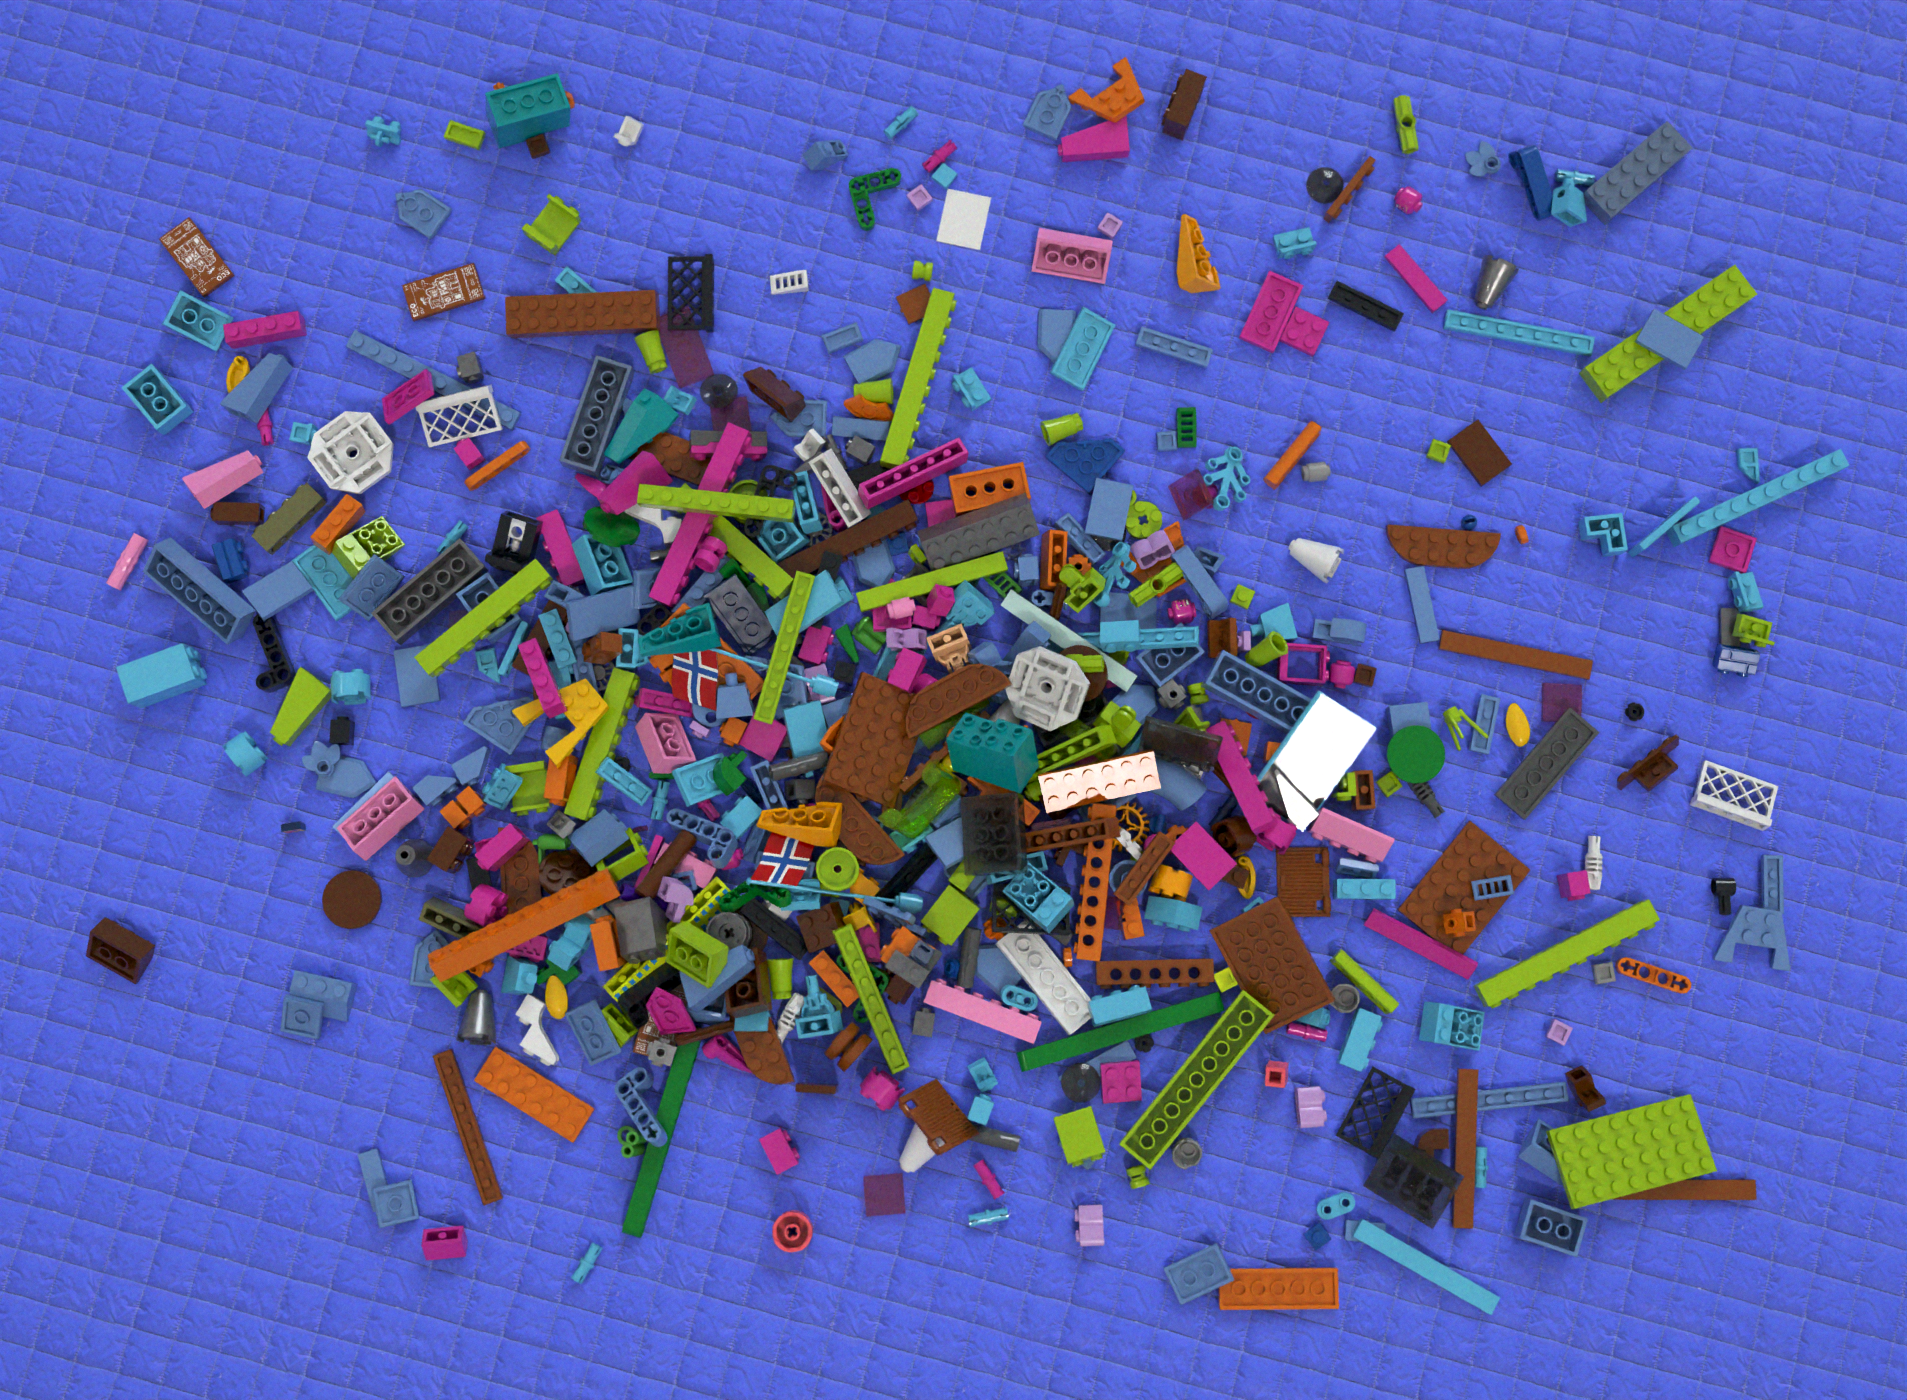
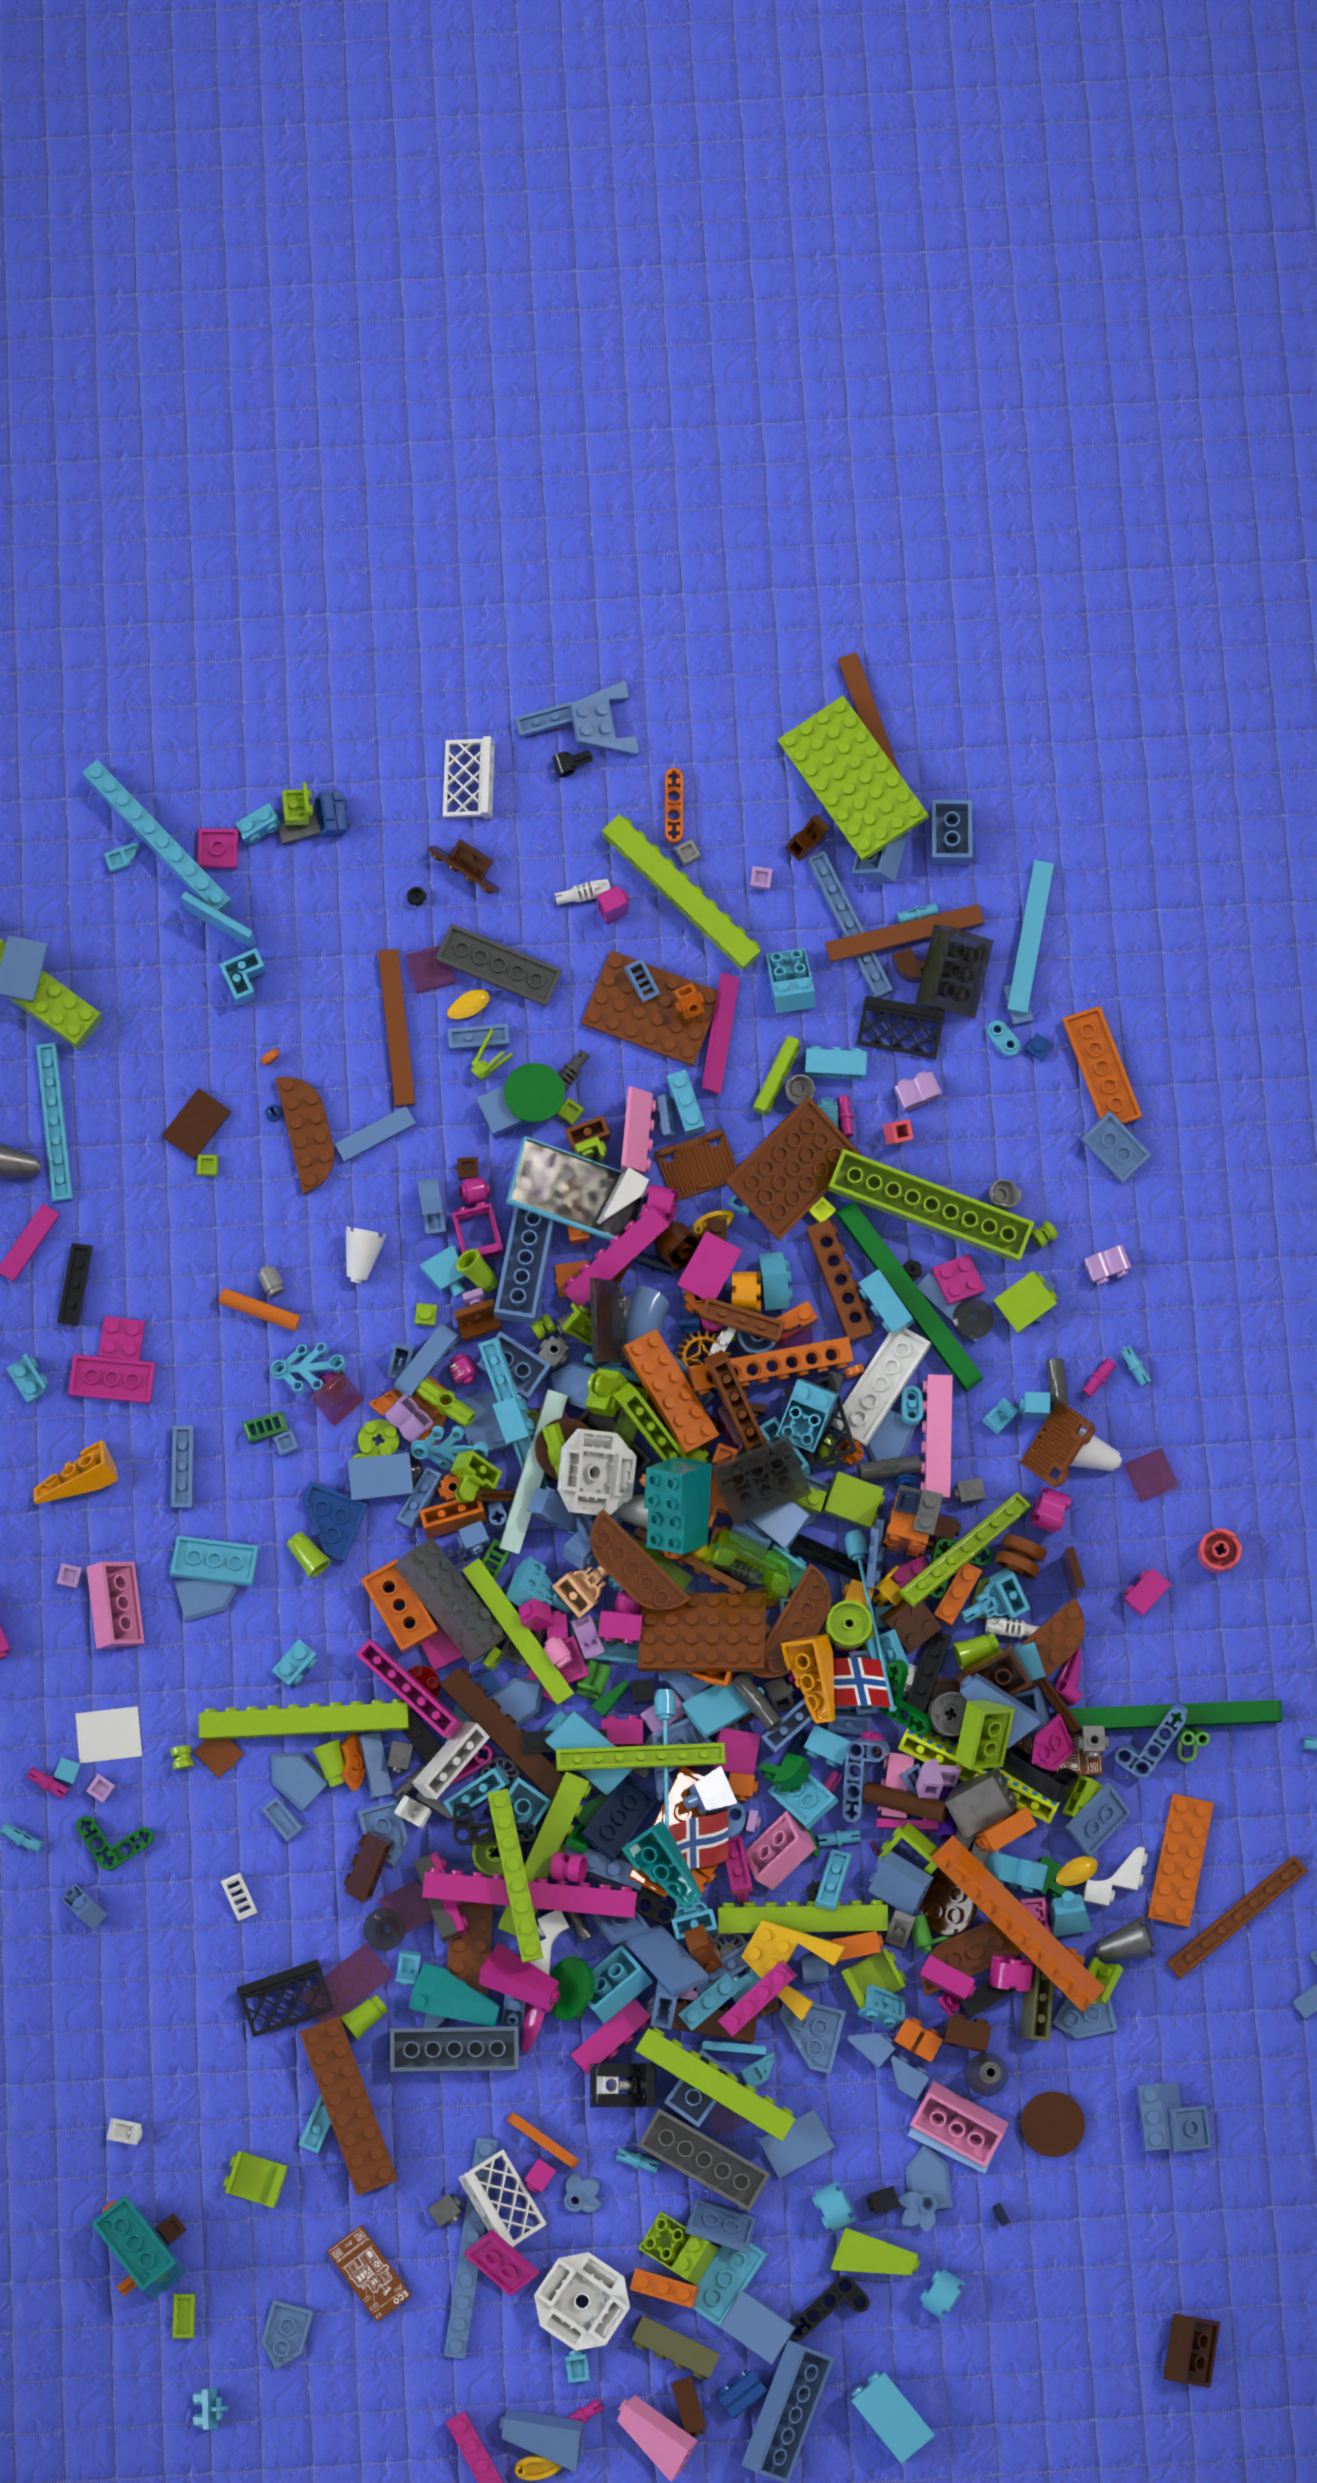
camera: 105 degrees left, 5 degrees down
(444, 486) = (584, 2192): none -> medium blue plate

